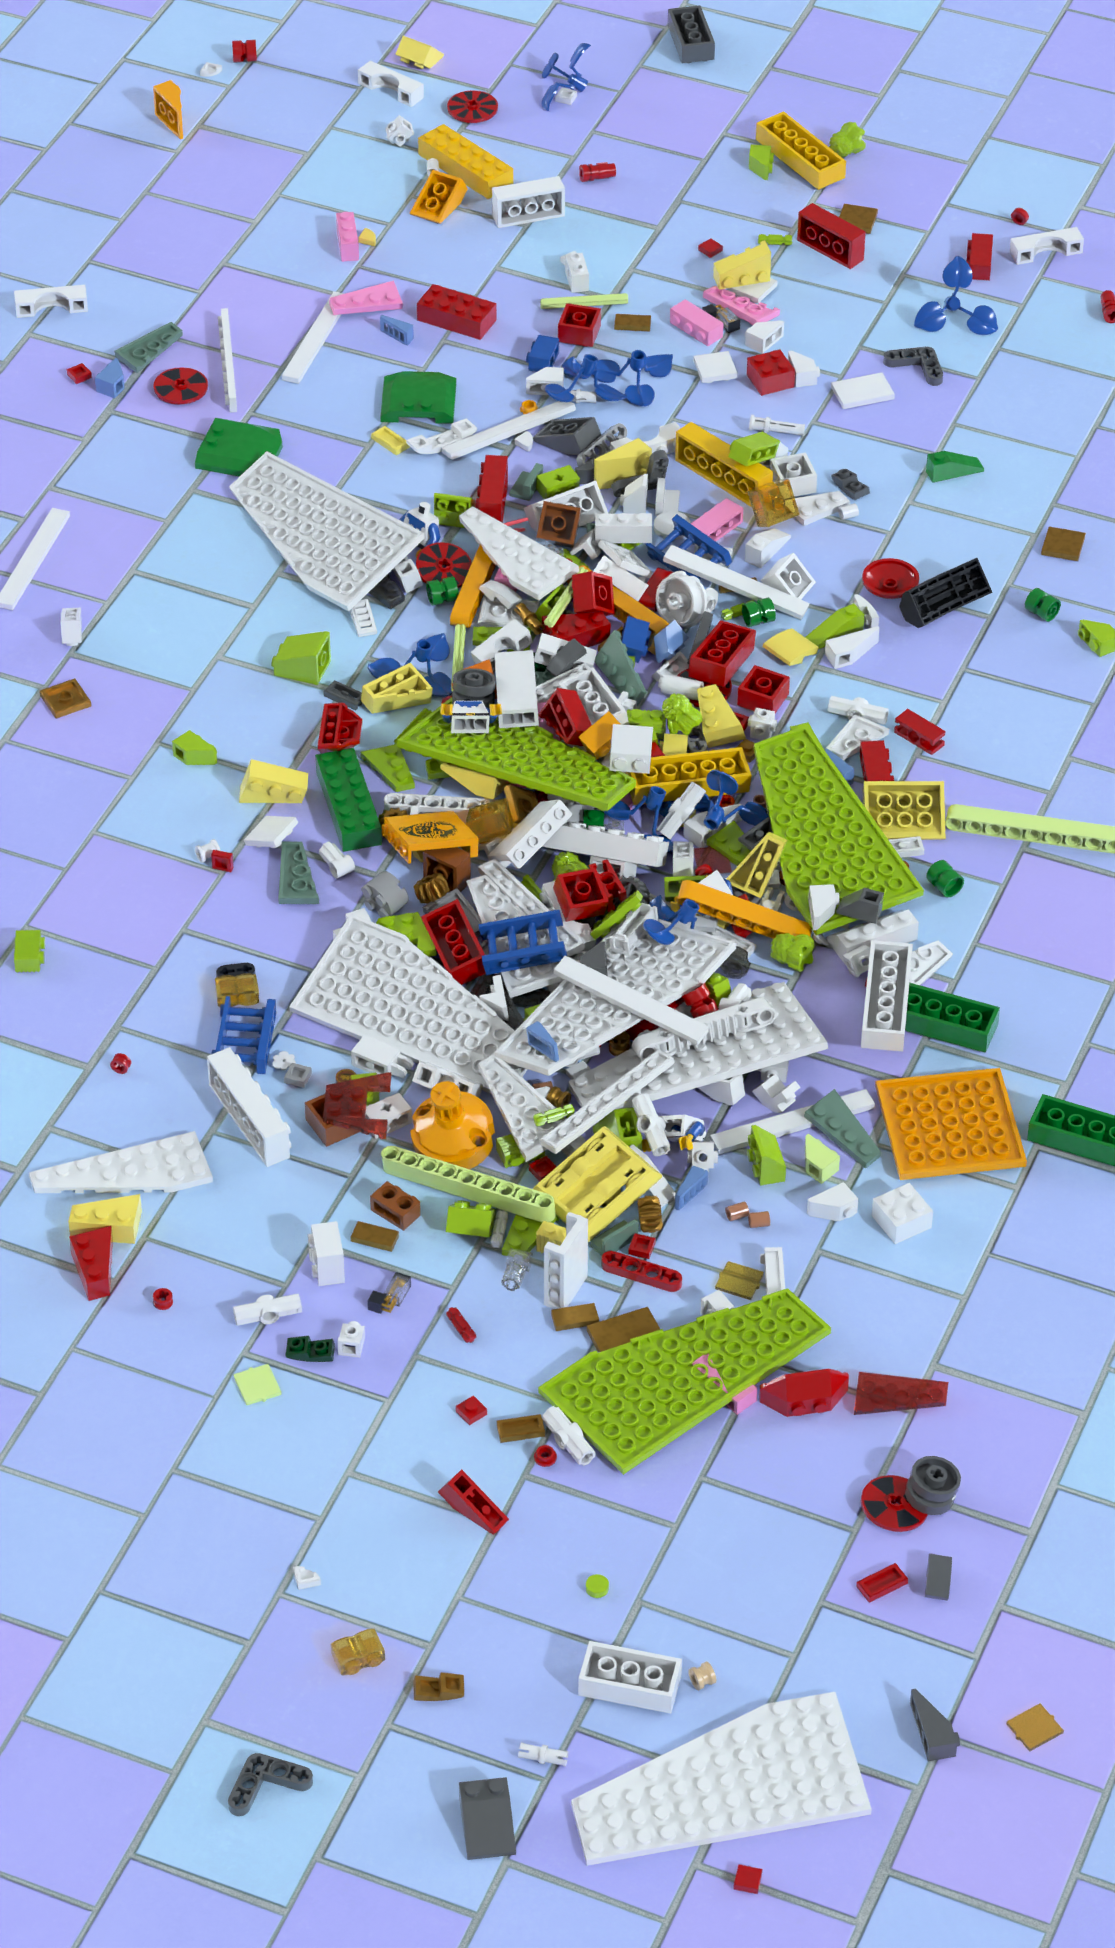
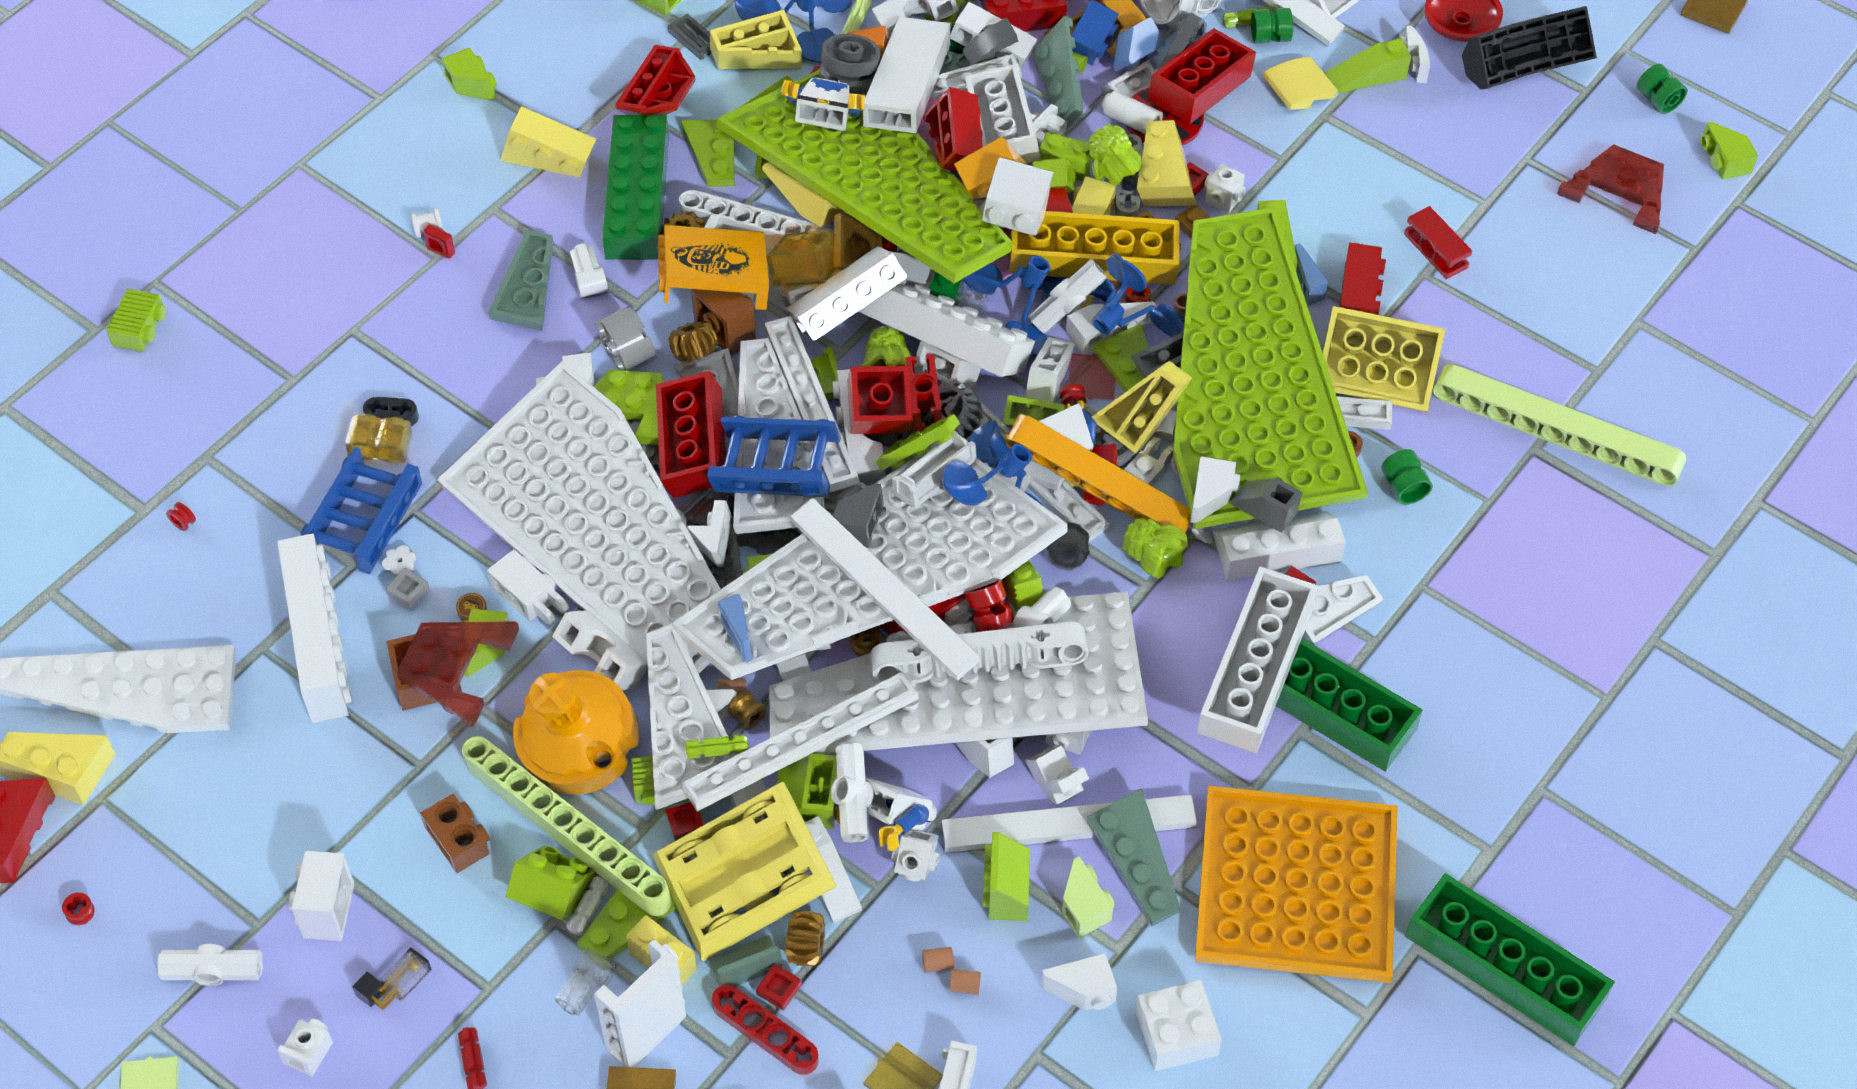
camera: 15 degrees right, 10 degrees up
(271, 831) = (517, 213): white tile -> none
(304, 1349) = (244, 1048): dark green slope -> none
(374, 1236) = (410, 875): pearl gold tile -> none
(392, 1108) = (500, 680): white brick -> none
(693, 1183) = (886, 899): medium blue slope -> none
(763, 689) = (1241, 139): red brick -> none
(850, 647) = (1380, 99): white slope -> none
(854, 960) = (1240, 580): white brick -> none
(856, 730) = (1351, 224): white wing -> none
(859, 707) = (1362, 193): white piece -> none
(1034, 666) = (1626, 176): none -> clear red wing

